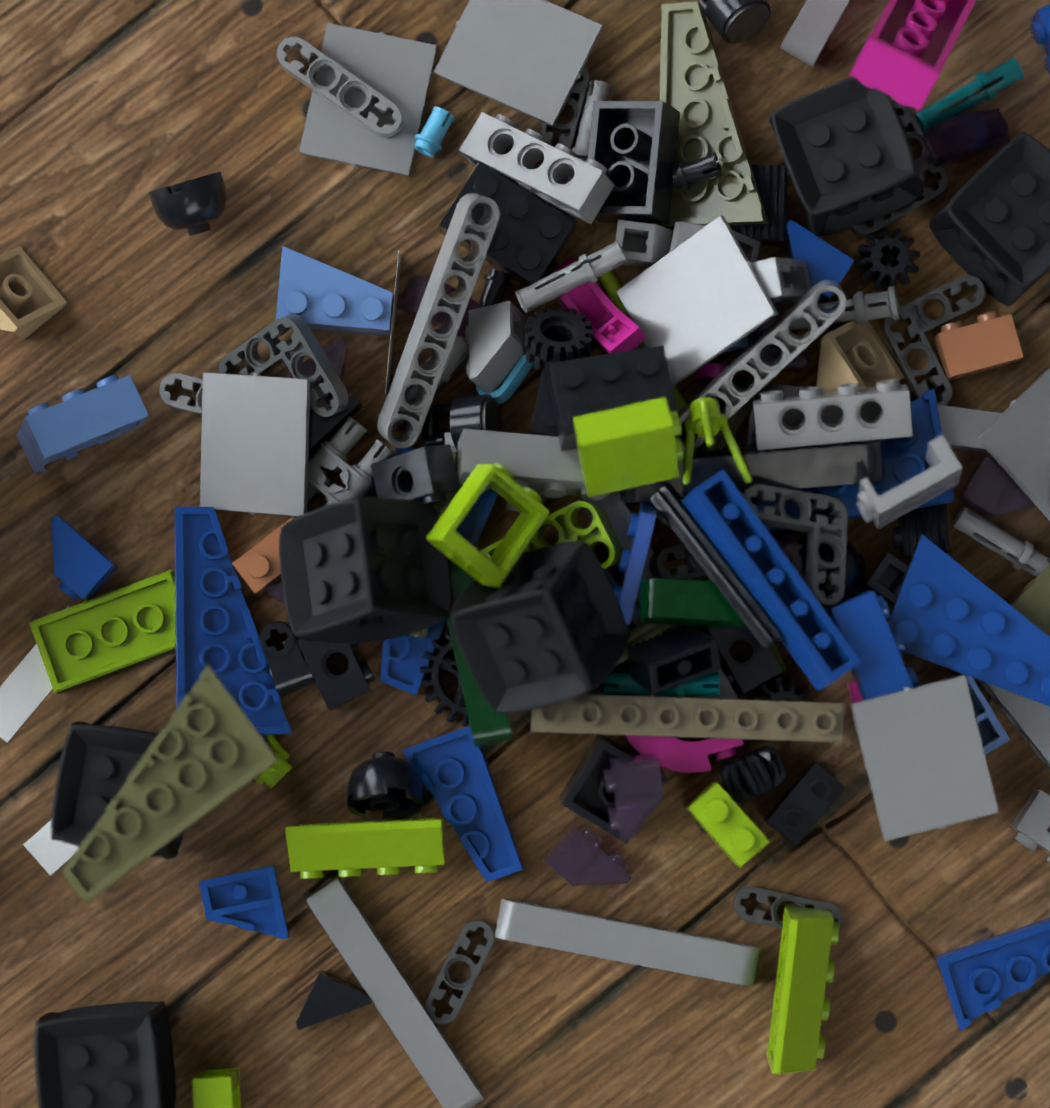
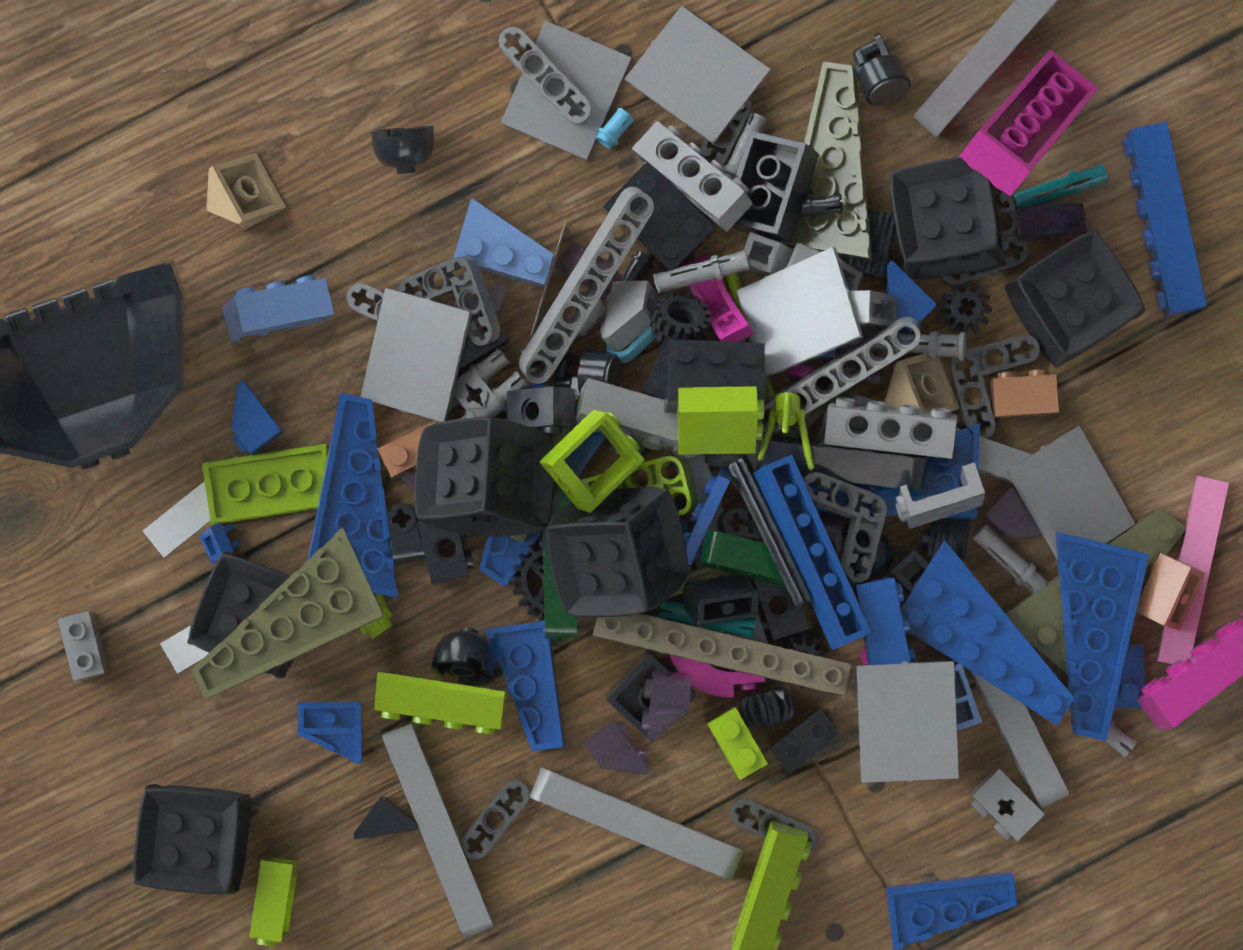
camera: 10 degrees right, 0 degrees up
(64, 710) = (216, 541): none -> blue tile

